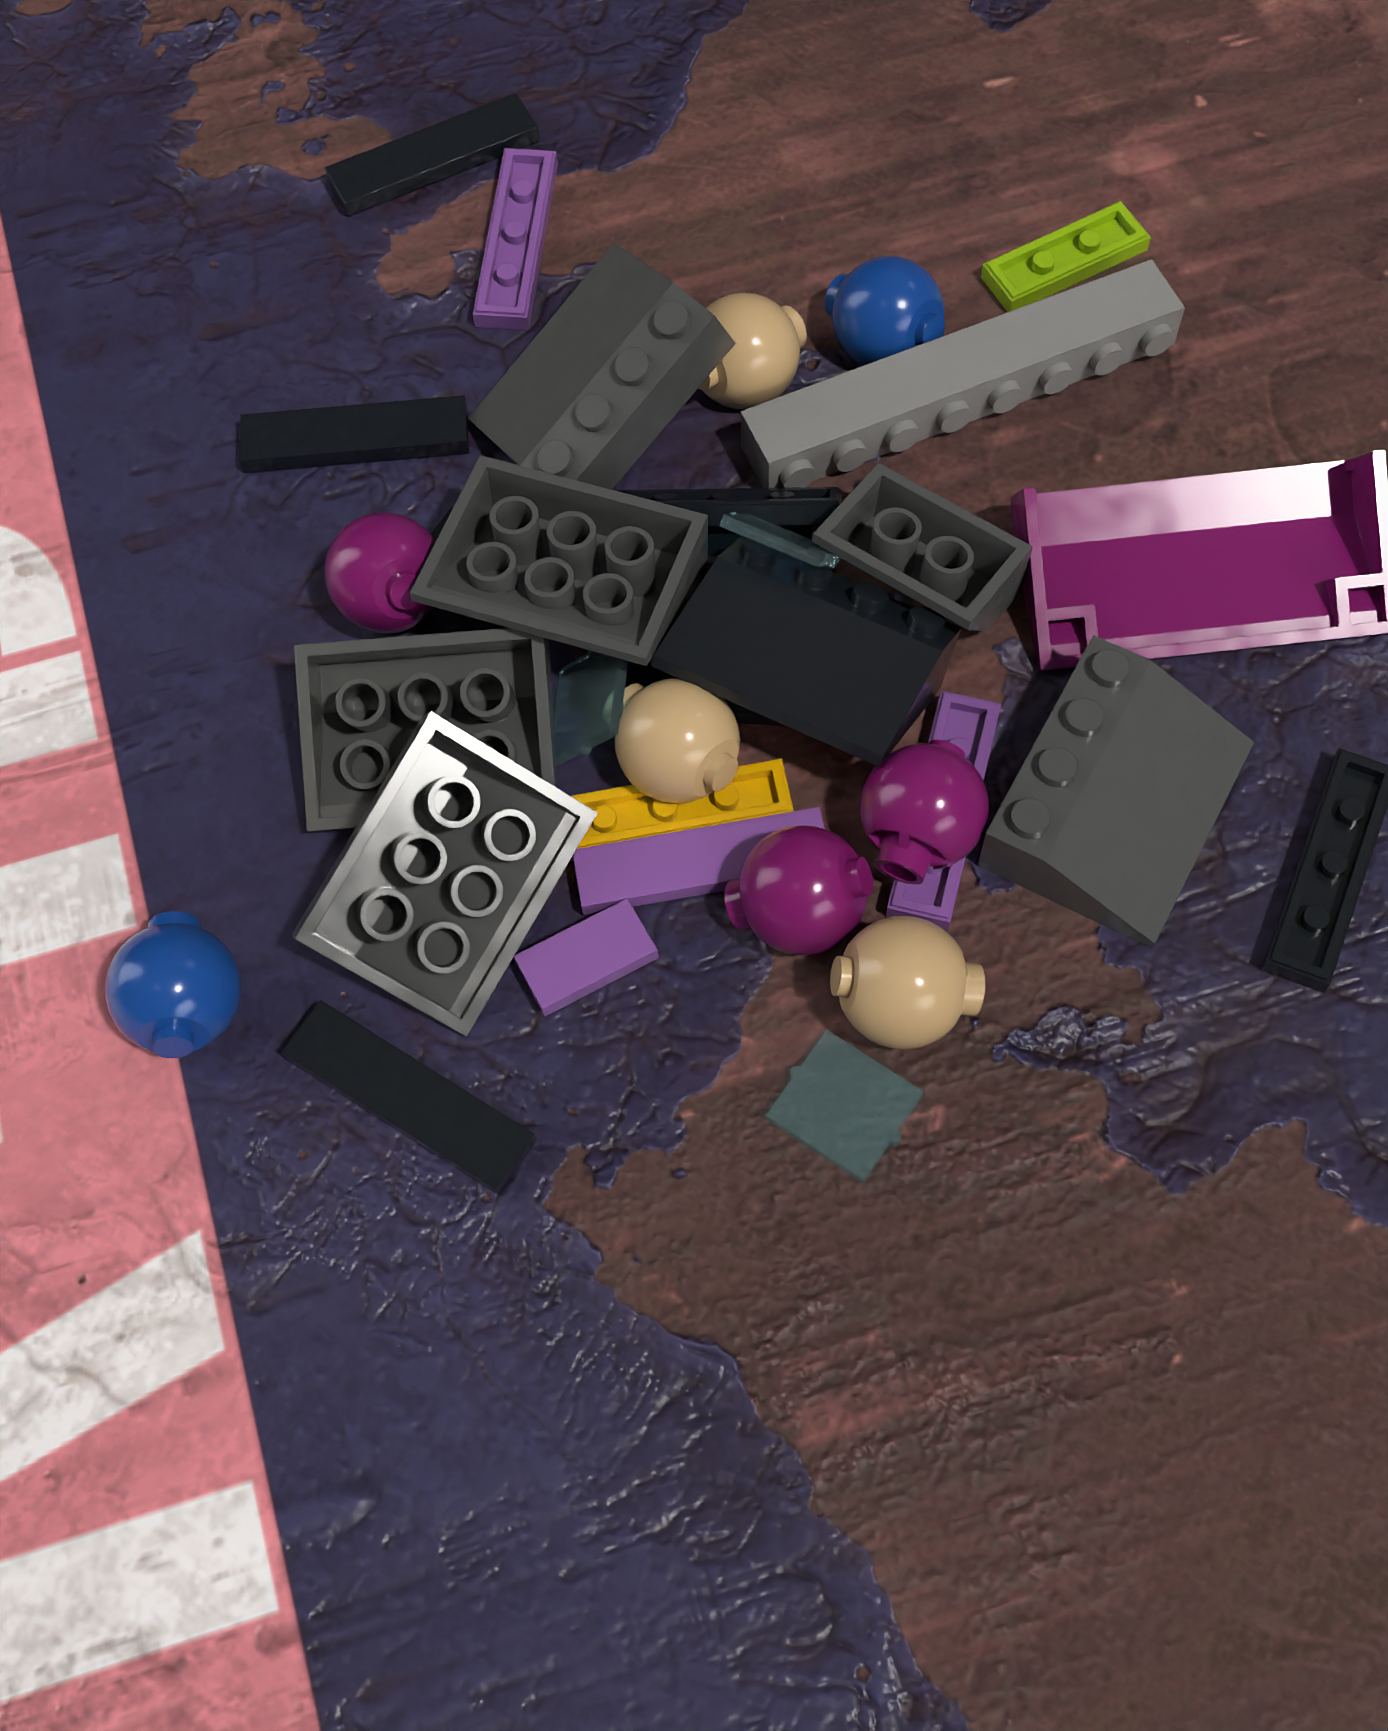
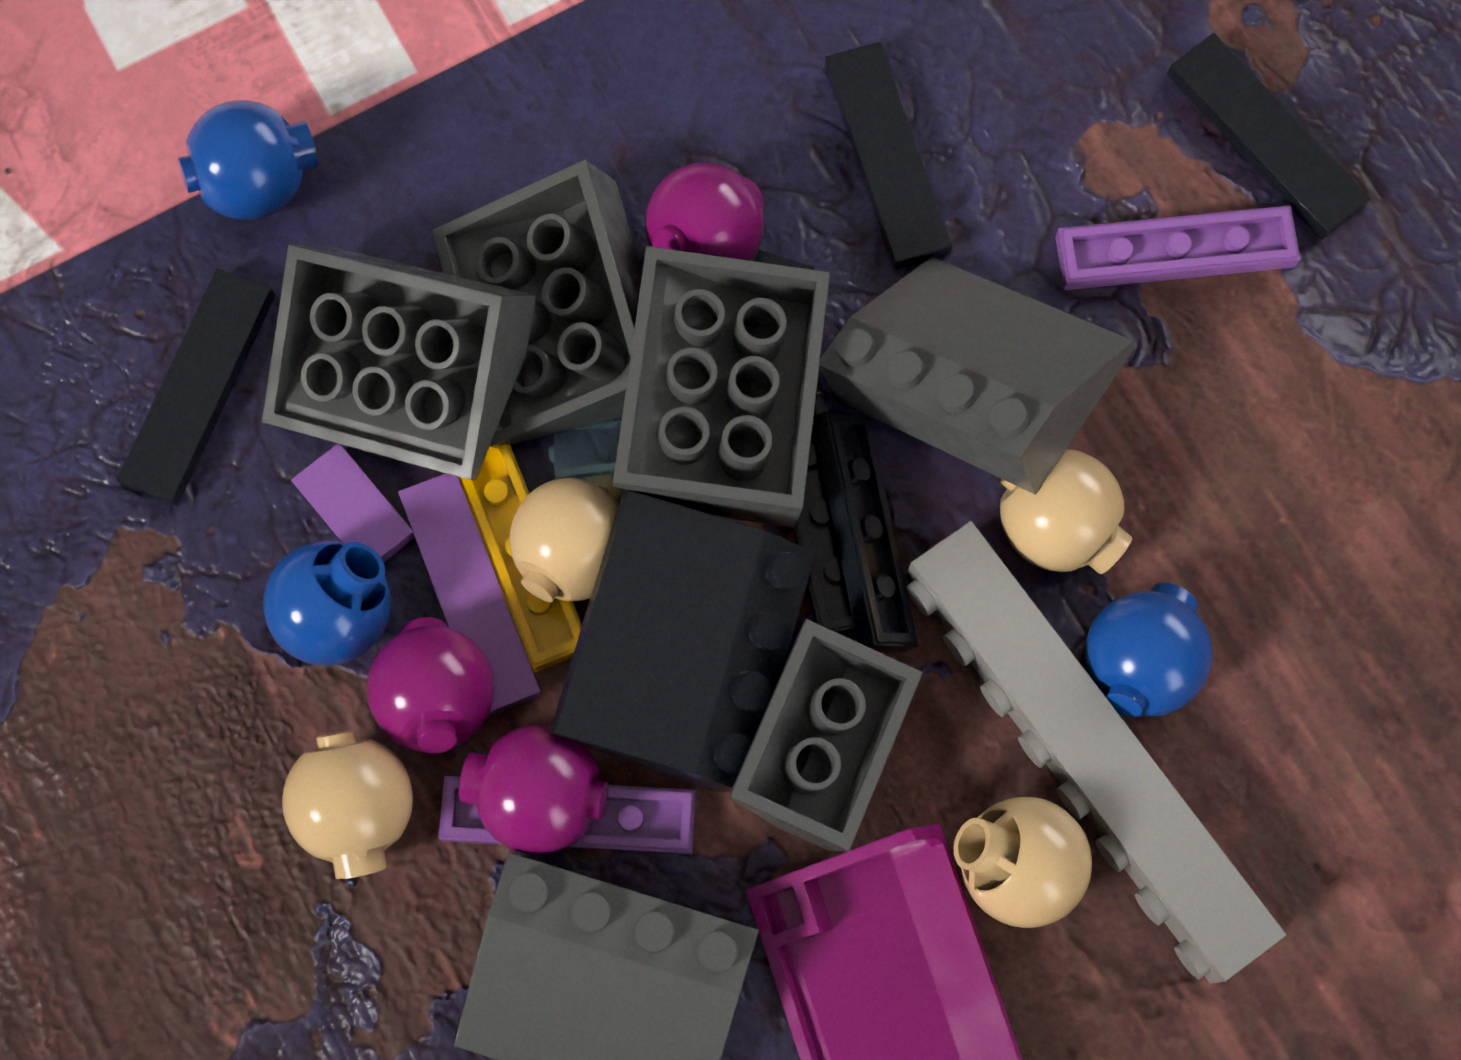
camera: 75 degrees right, 10 degrees up
(691, 970) = (327, 602): none -> blue brick
(779, 539) = (799, 584): clear light blue piece -> none
(844, 1106) = (243, 772): clear light blue piece -> none
(1060, 428) = (1024, 861): none -> tan brick
(1065, 257) = (1300, 843): lime tile -> none

